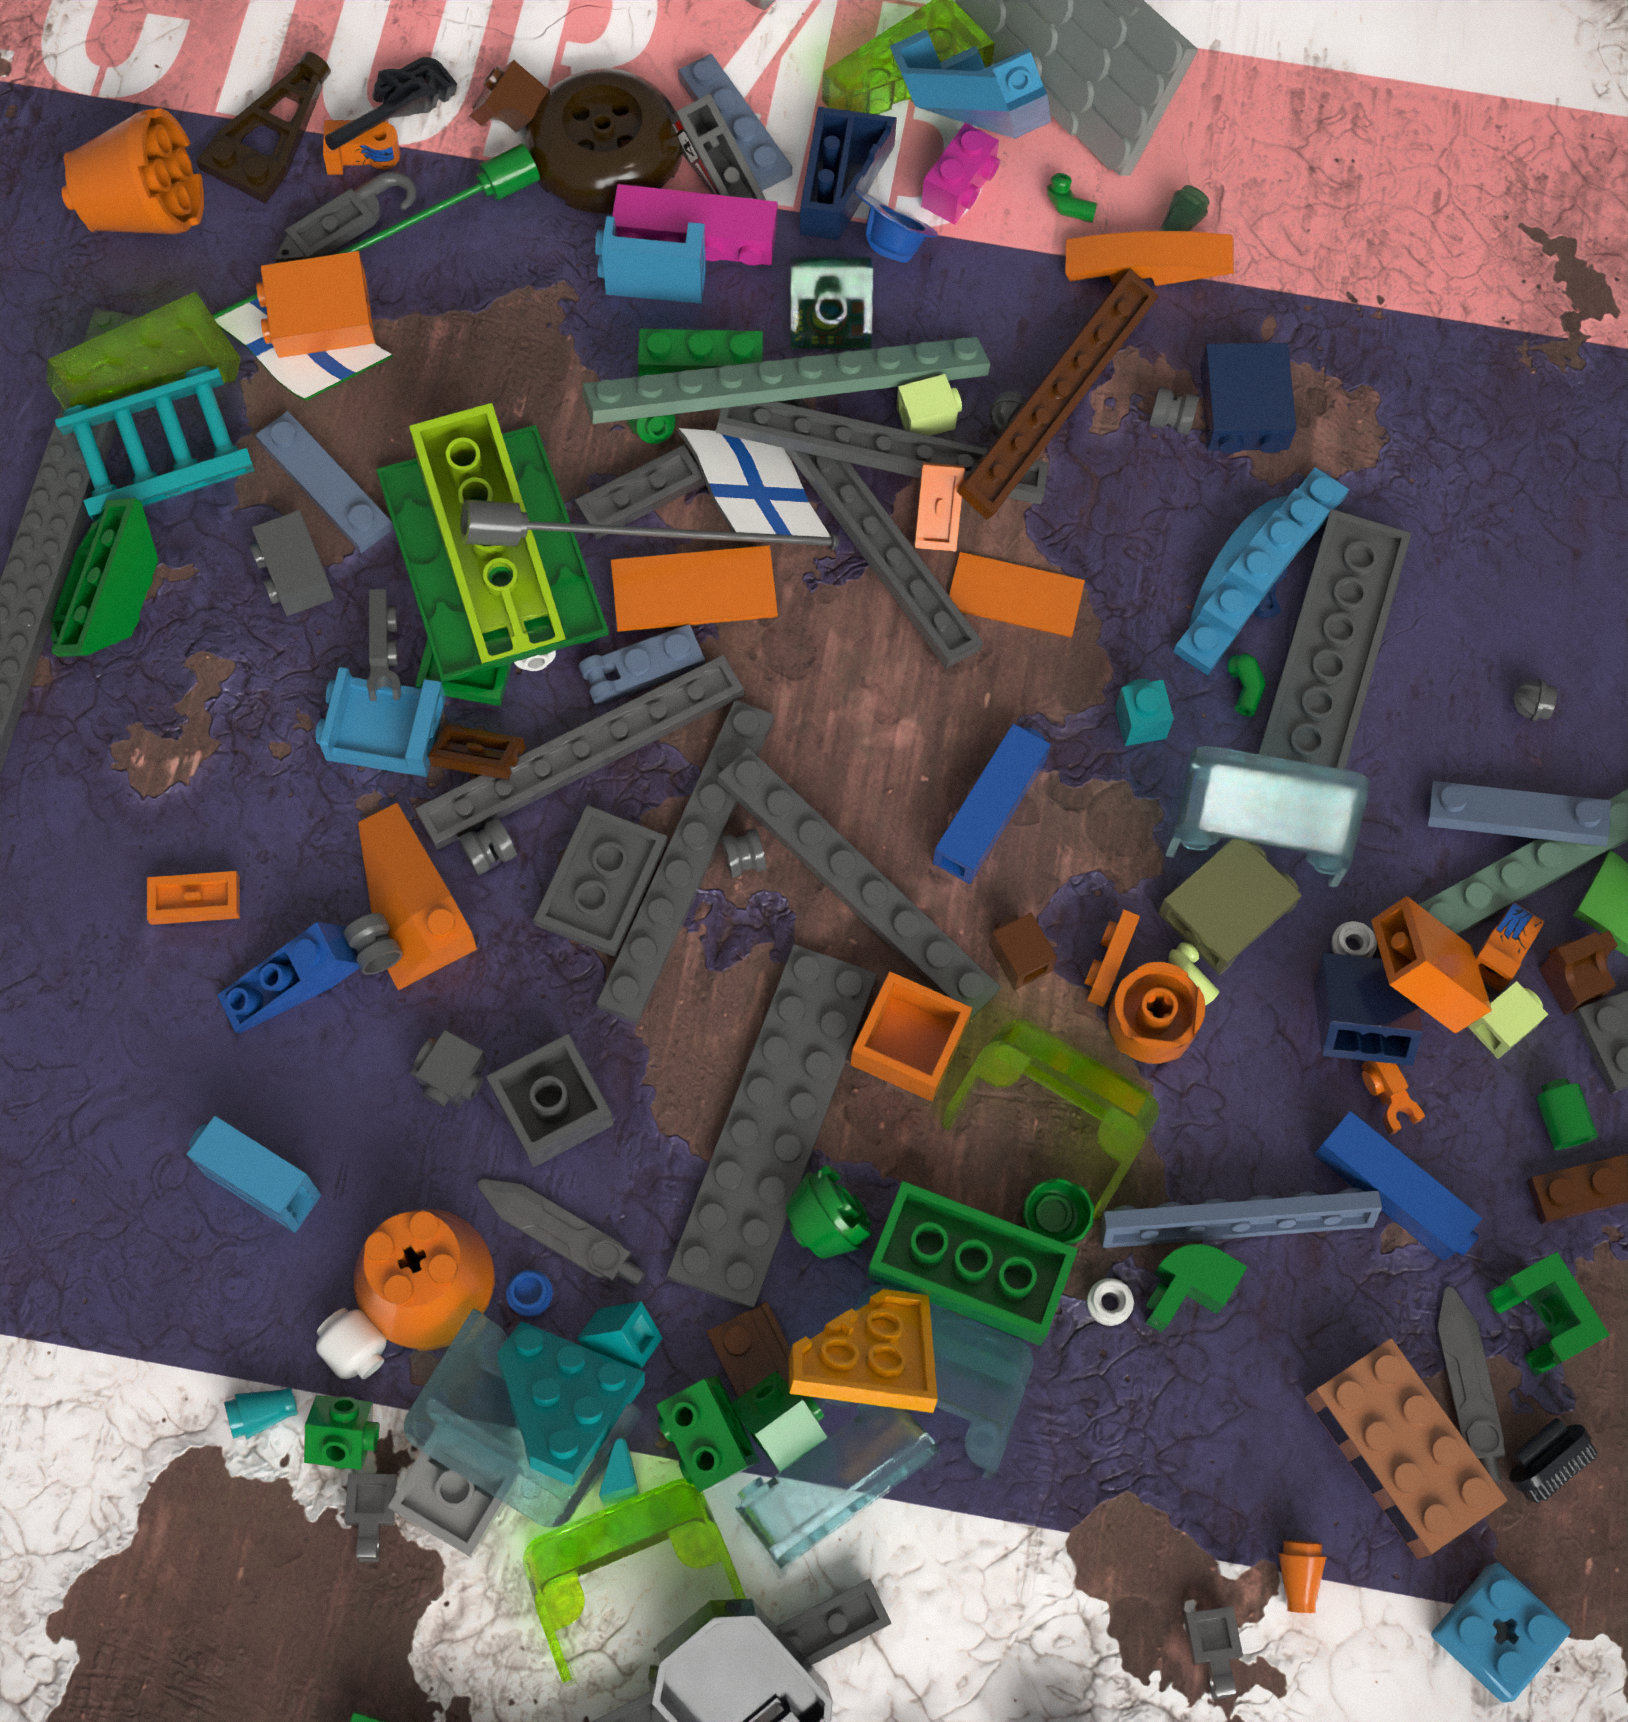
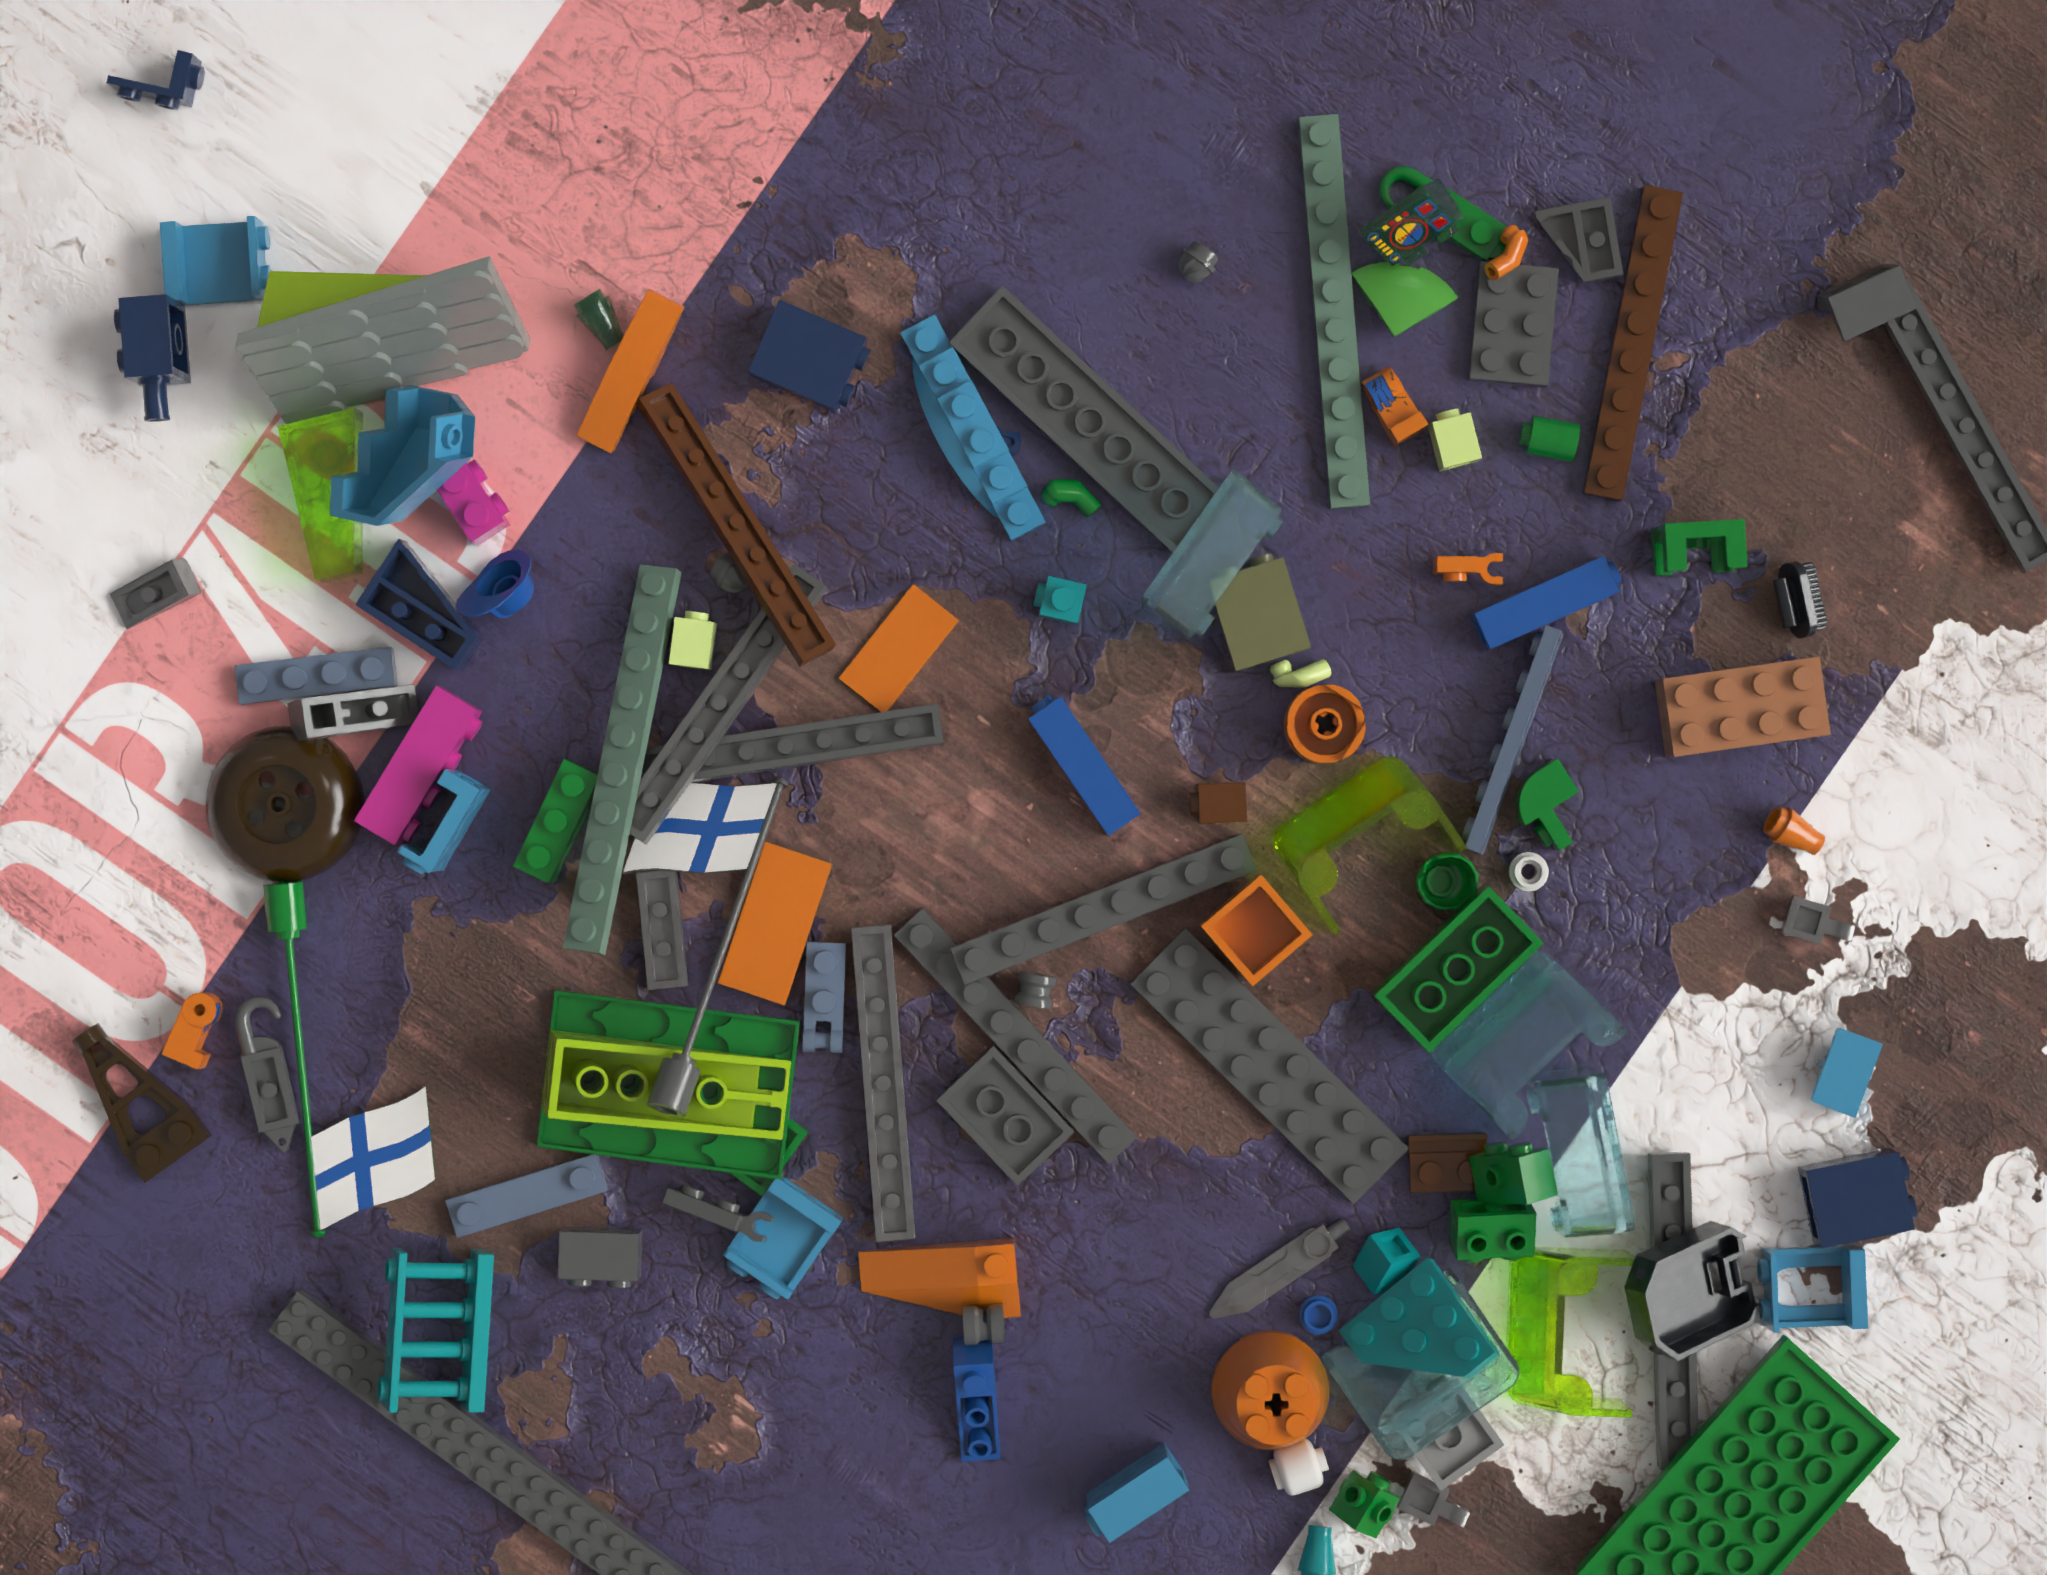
camera: 55 degrees left, 20 degrees up
(105, 582) = (555, 1424): green wedge -> none
(135, 178) = (157, 1248): orange cone -> none
(143, 355) = (350, 1298): clear neon green wedge -> none
(193, 897) = (871, 1450): orange plate -> none
(316, 304) = (354, 1136): orange brick -> none
(403, 93) = (161, 970): black piece -> none
(449, 1070) = (1113, 1304): dark grey brick -> none
(473, 756) = (868, 1149): reddish brown tile -> none
(477, 849) = (935, 1196): dark grey wheel -> none
(509, 96) = (205, 875): reddish brown brick -> none
(550, 1100) = (1178, 1237): dark grey brick -> none
(620, 1477) = (1498, 1307): teal slope -> none
(827, 1215) = (1368, 1061): green cone -> none
(831, 302) = (548, 678): clear green slope -> none
(871, 1355) = (1503, 1086): light orange plate -> none
(939, 506) = (798, 684): plate -> none
(1066, 202) = (535, 414): green arm -> none
(1103, 974) = (1269, 746): orange plate -> none
(1174, 410) = (792, 428): dark grey wheel -> none
(1356, 931) = (1344, 522): white plate -> none
(1364, 1014) = (1400, 555): dark blue brick -> none
(1430, 965) = (1393, 490): orange brick -> none
(1469, 1633) = (1880, 692): dark azure brick -> none
(1470, 1382) = (1715, 626): flat silver piece -> none
(1520, 813) = (1290, 335): sand blue plate -> none
(1579, 971) = (1441, 360): reddish brown brick -> none

